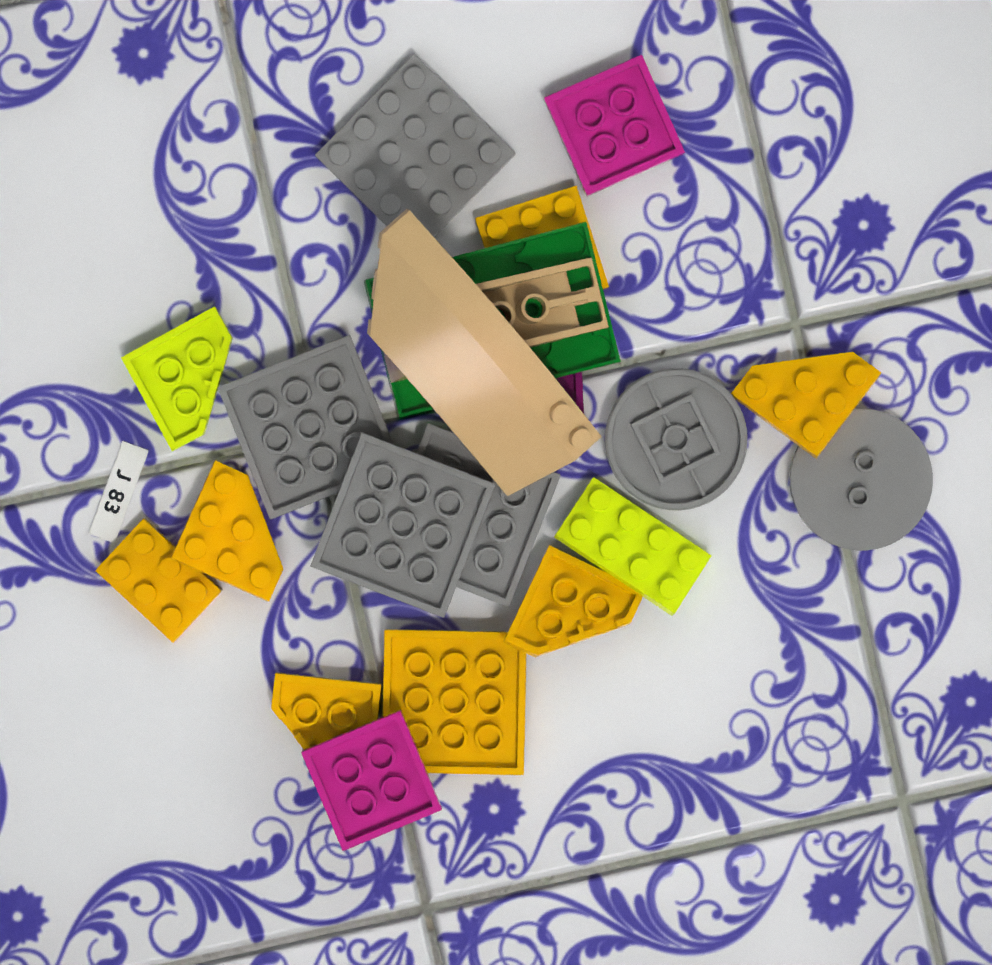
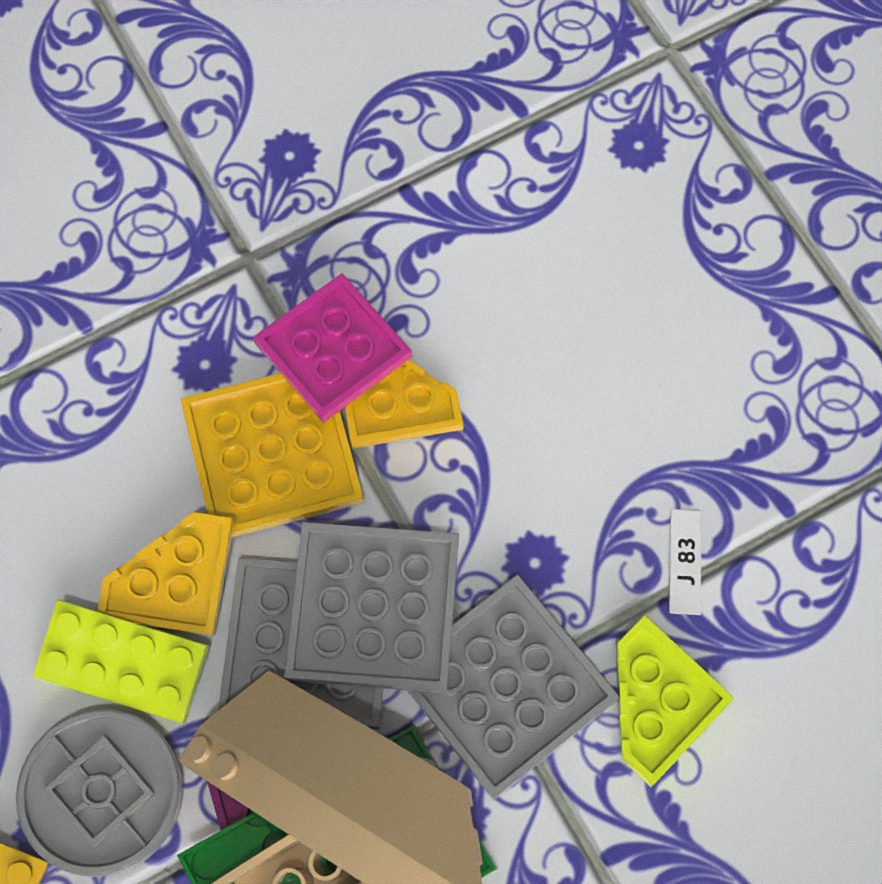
camera: 165 degrees right, 20 degrees down
(156, 584) = (612, 484): yellow plate -> none
(229, 535) = (555, 547): yellow plate -> none

